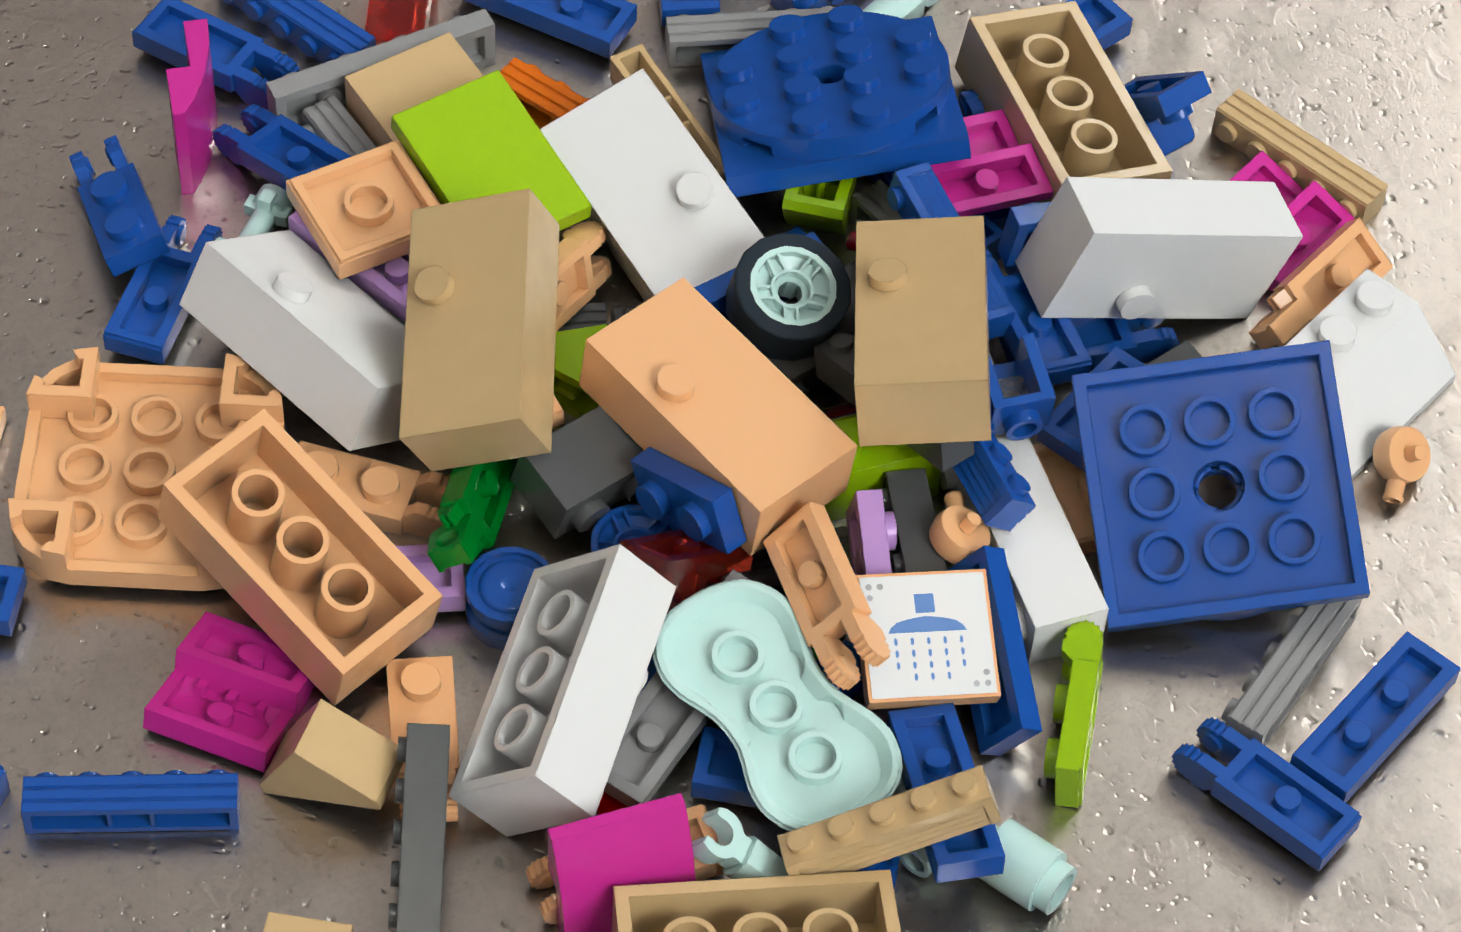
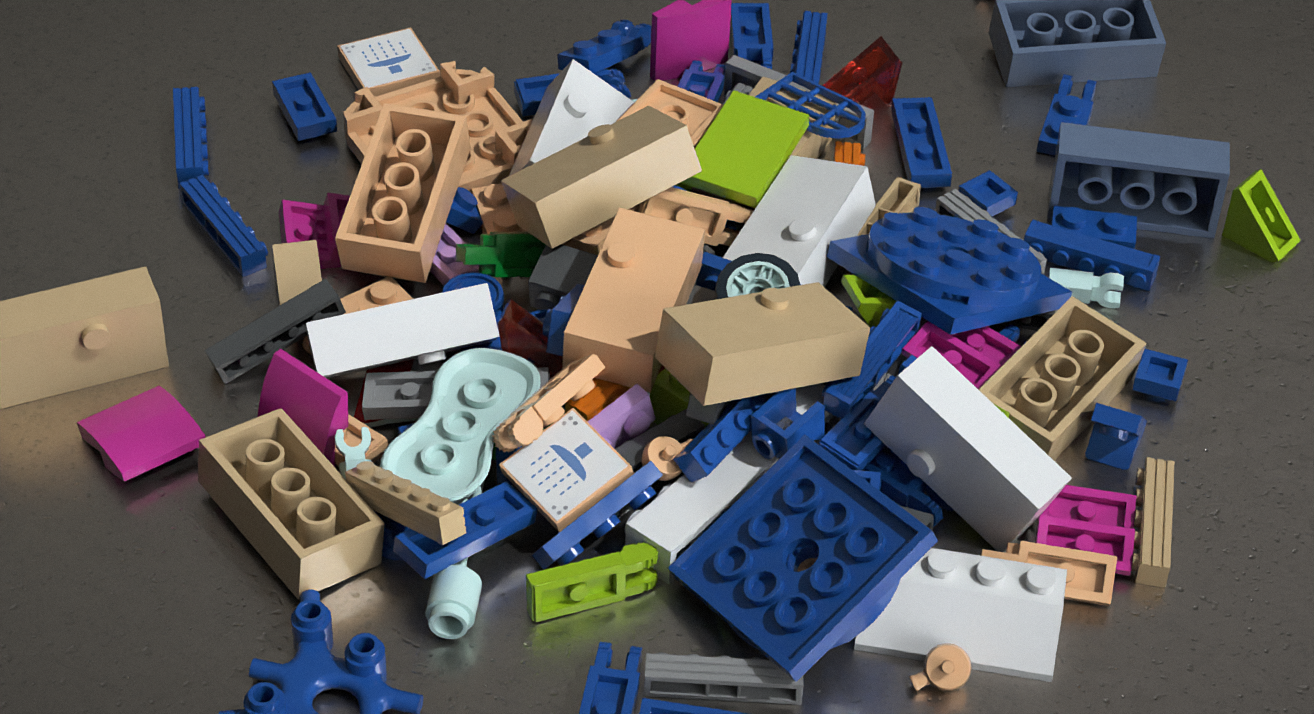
camera: 60 degrees right, 10 degrees down
(513, 30) = (839, 130): none -> blue window

